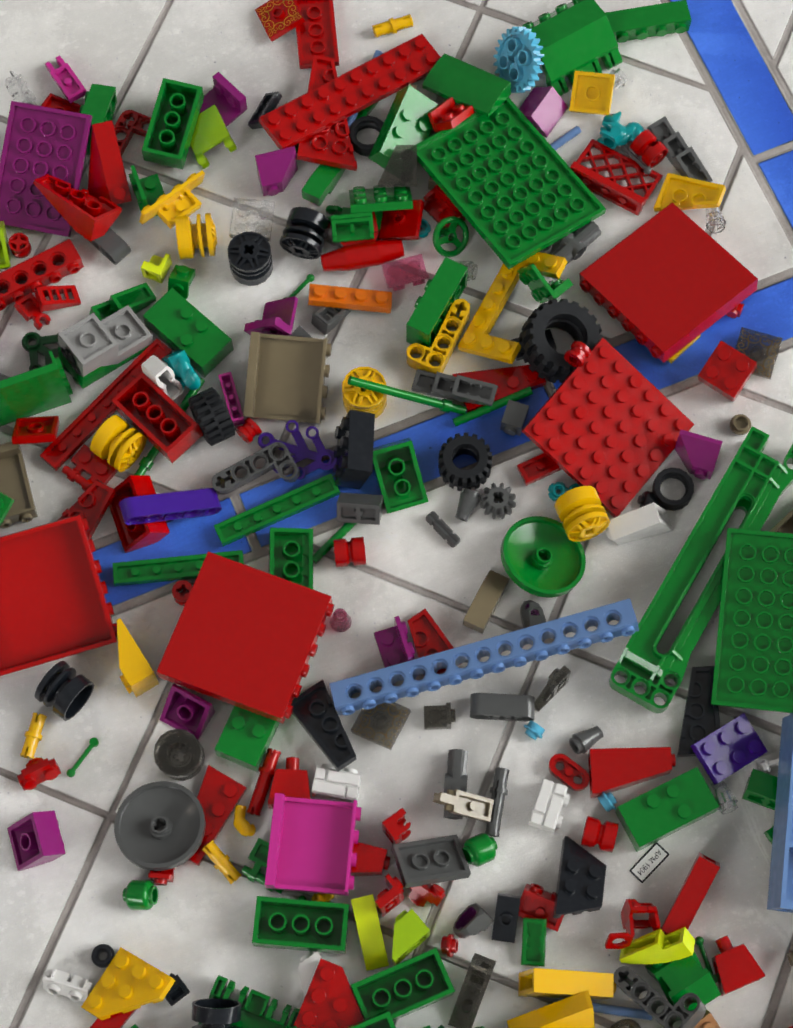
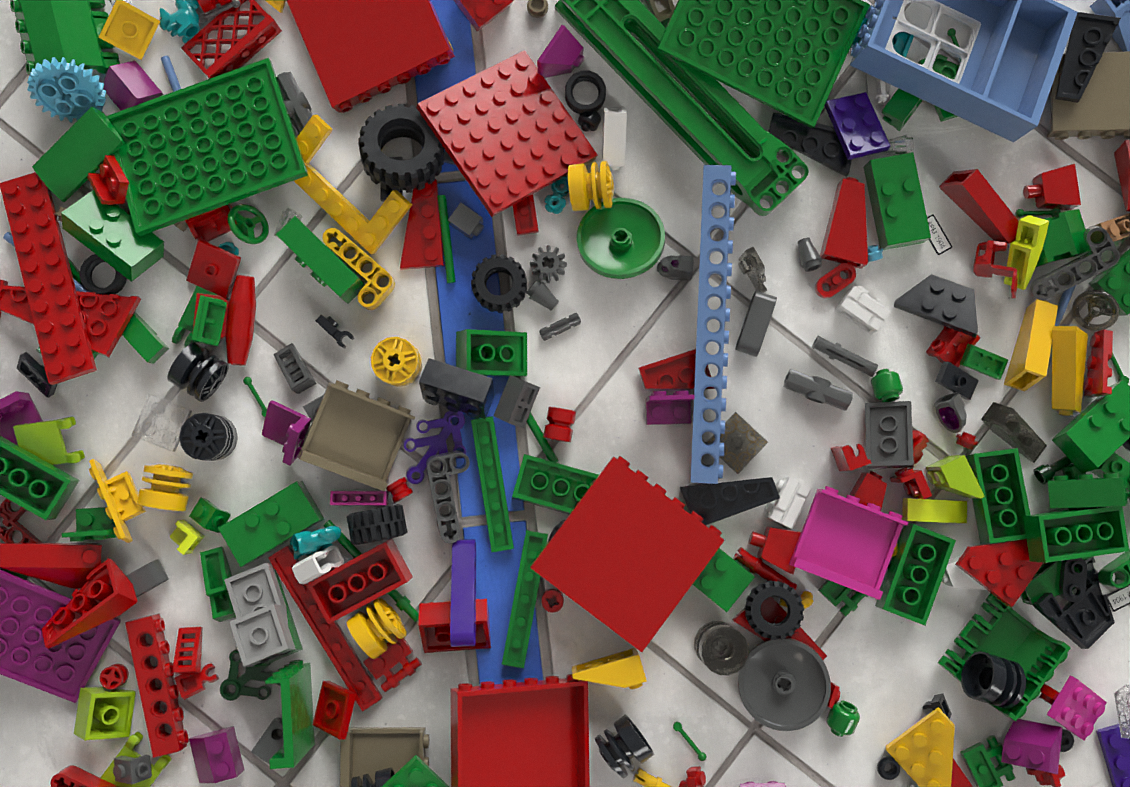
camera: 80 degrees left, 15 degrees up
(92, 505) = (437, 677): red wing -> none
(186, 711) = (678, 629): magenta slope -> none
(221, 862) = (832, 632): yellow pin -> none
(228, 775) = (788, 624): none -> black tyre
(276, 170) = (114, 382): magenta slope -> none
(343, 624) = (625, 445): clear pink cone -> none
(350, 298) = (285, 347): orange plate -> none
(379, 330) = (330, 327): none -> black plate
(380, 199) = (184, 282): green plate -> none
(401, 168) = (156, 250): clear smoke wing -> none
(405, 271) = (273, 282): clear pink bracket -> none
(438, 717) = (747, 386): clear smoke bracket -> none
(443, 405) = (431, 287): green bar -> none
(454, 388) = (417, 269): dark grey slope -> none
(466, 804) = (846, 386): hinge -> none
(485, 601) = (647, 306): dark tan slope -> none
(534, 730) = (786, 300): medium azure plate -> none
(541, 289) = (338, 149): green bracket -> none
(577, 354) = (428, 134): red wheel -> none
(599, 834) = (904, 269): red wheel -> none

